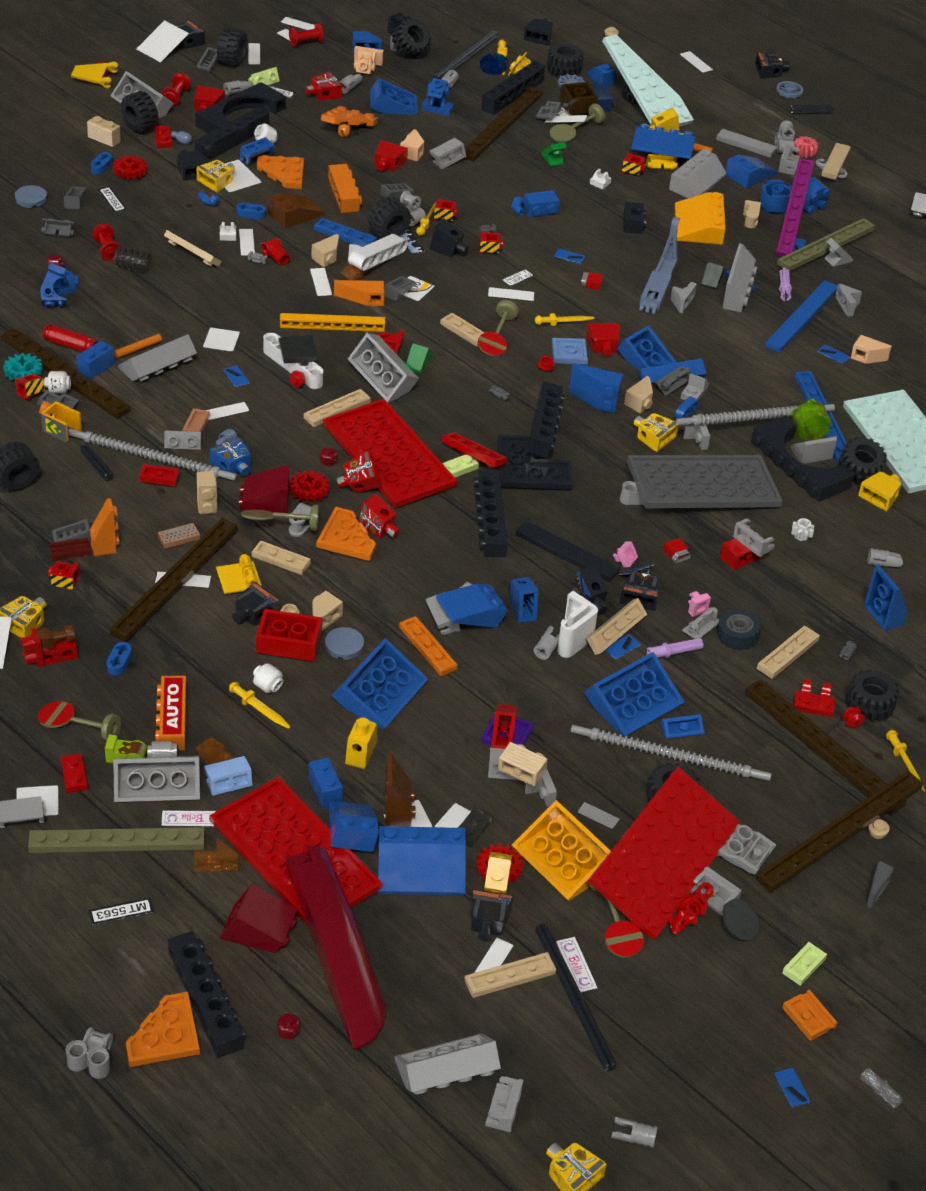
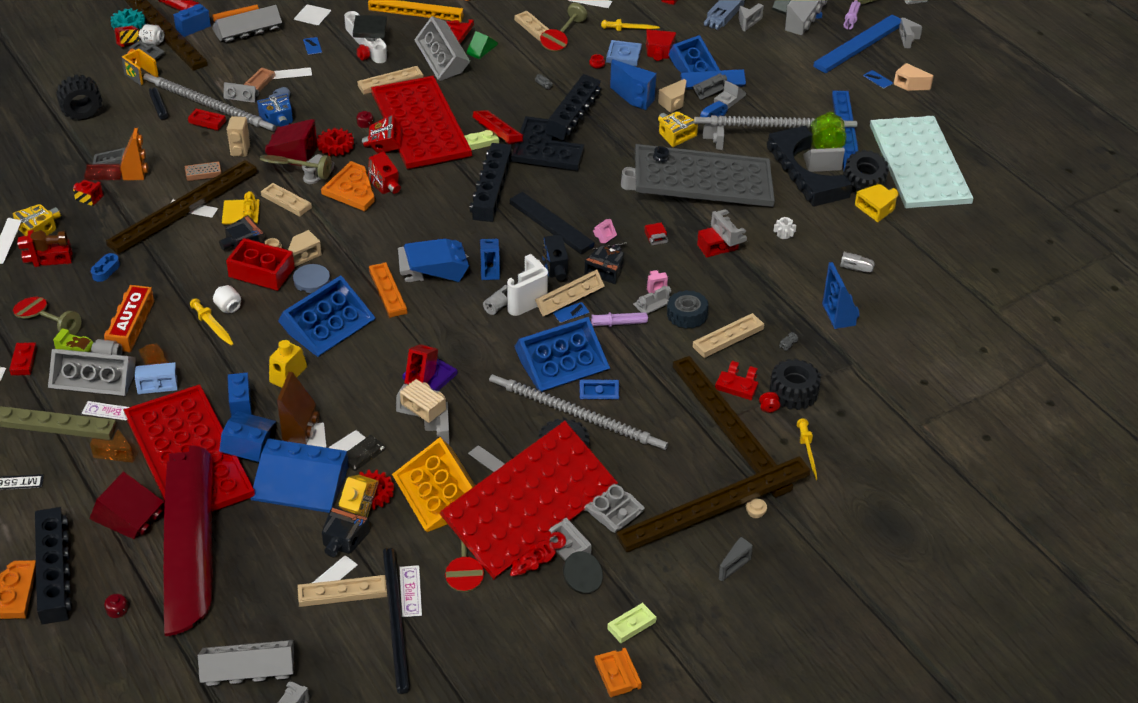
camera: 15 degrees right, 0 degrees up
(658, 467) = (663, 156): none -> black bush

